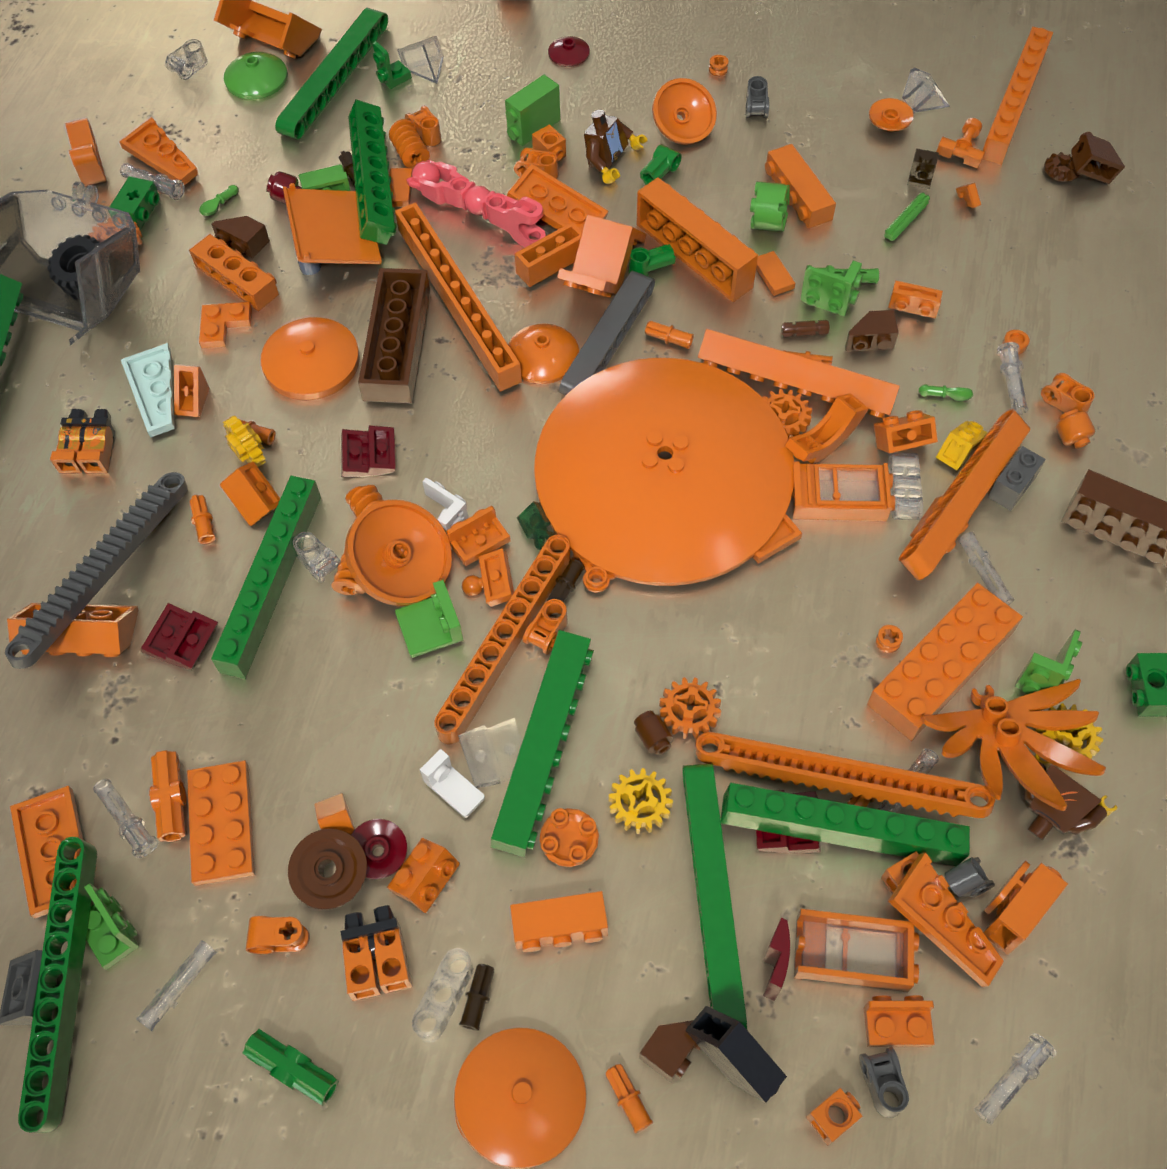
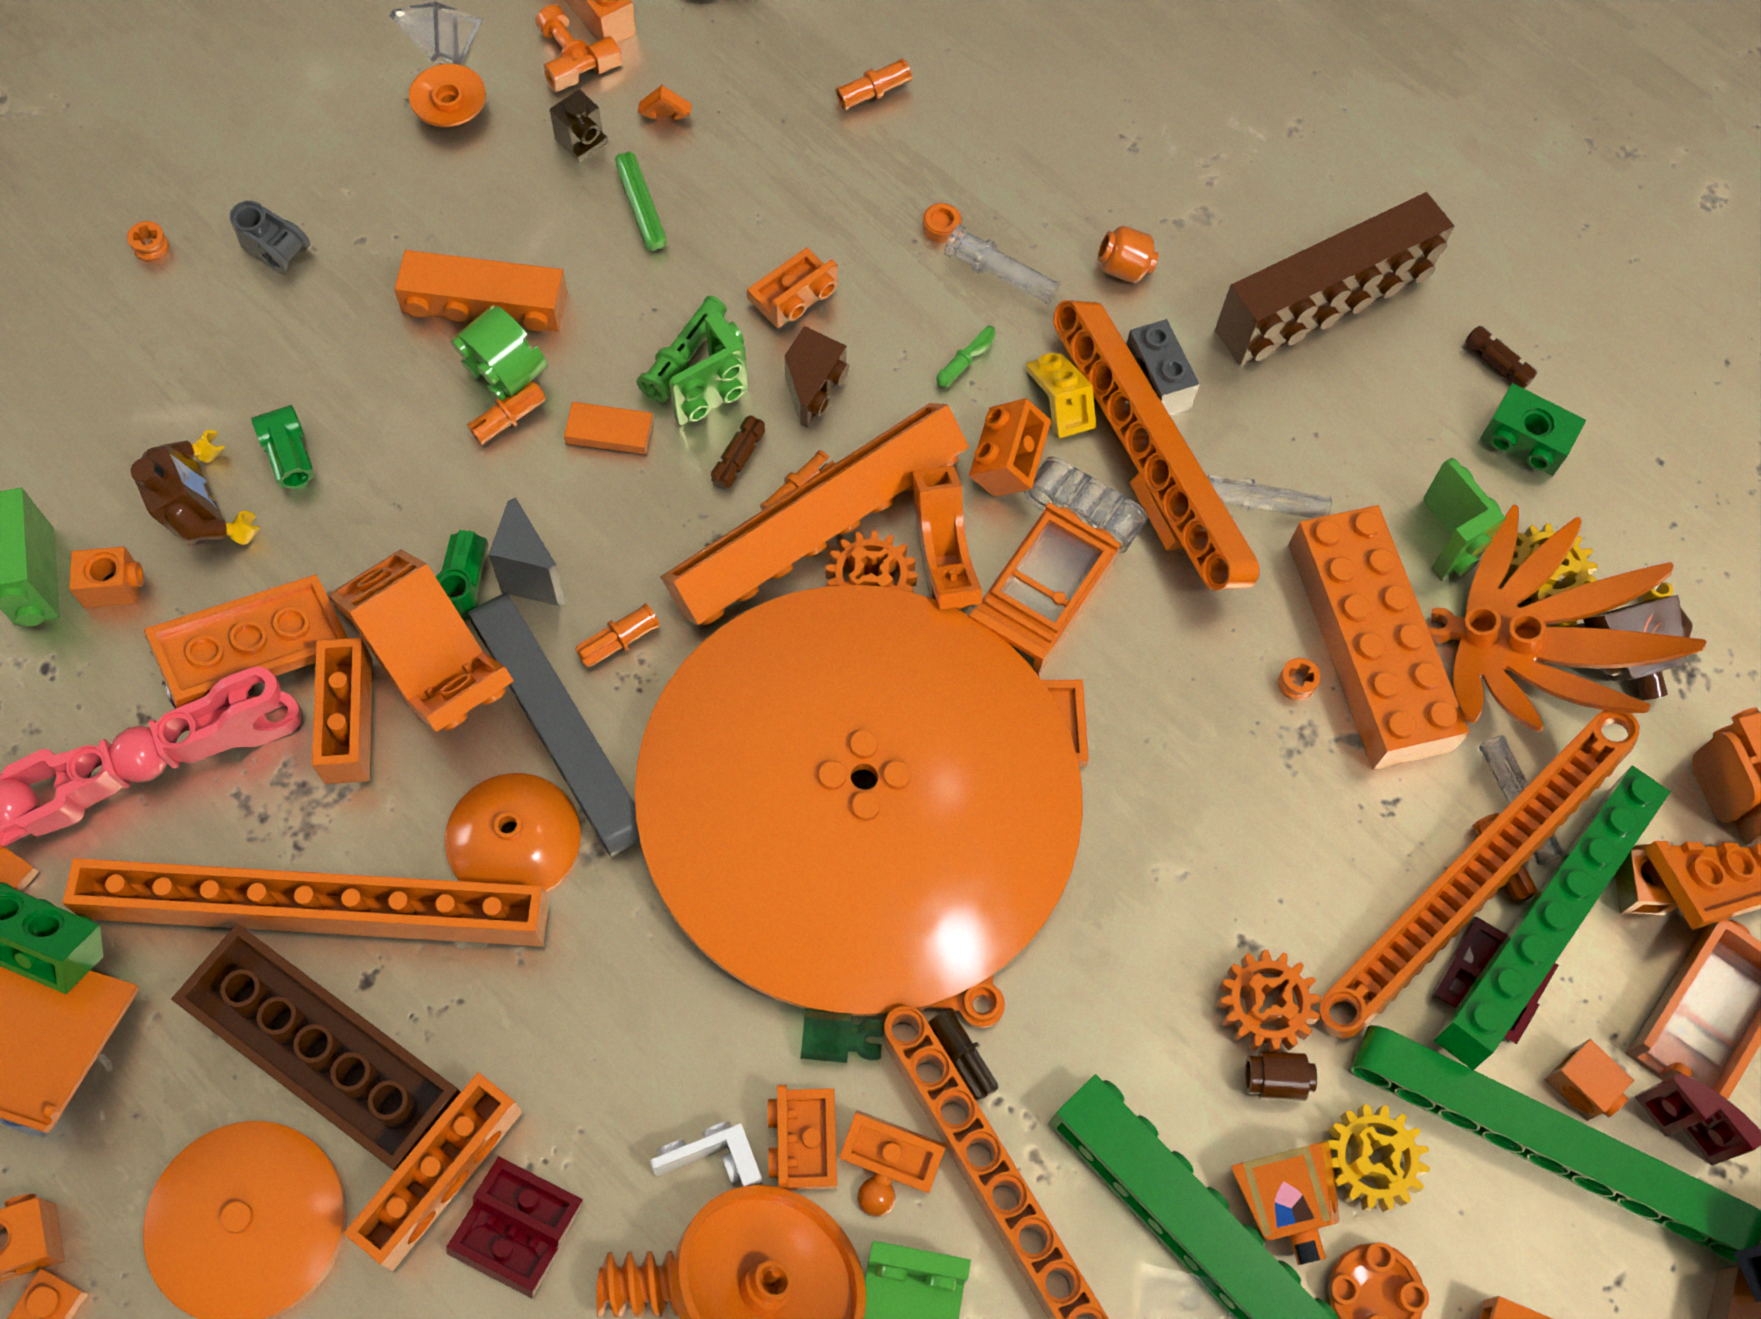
camera: 65 degrees left, 5 degrees up
(370, 403) = (433, 1172): none -> orange brick
(543, 160) = (128, 620): orange piece -> none
(543, 629) = (1027, 1127): orange piece -> none
(591, 764) = (1292, 1196): none -> orange torso
(675, 271) = (523, 561): none -> dark grey slope
(691, 102) = (217, 327): orange dish -> none
(696, 239) = (468, 488): orange brick -> none
(746, 230) = (506, 413): none -> orange axle
(761, 896) = (1590, 1081): none -> orange brick
(968, 879) = (1692, 812): dark grey piece -> none
(1068, 268) = (873, 84): none -> orange pin
(1068, 395) = (1073, 225): orange piece -> none

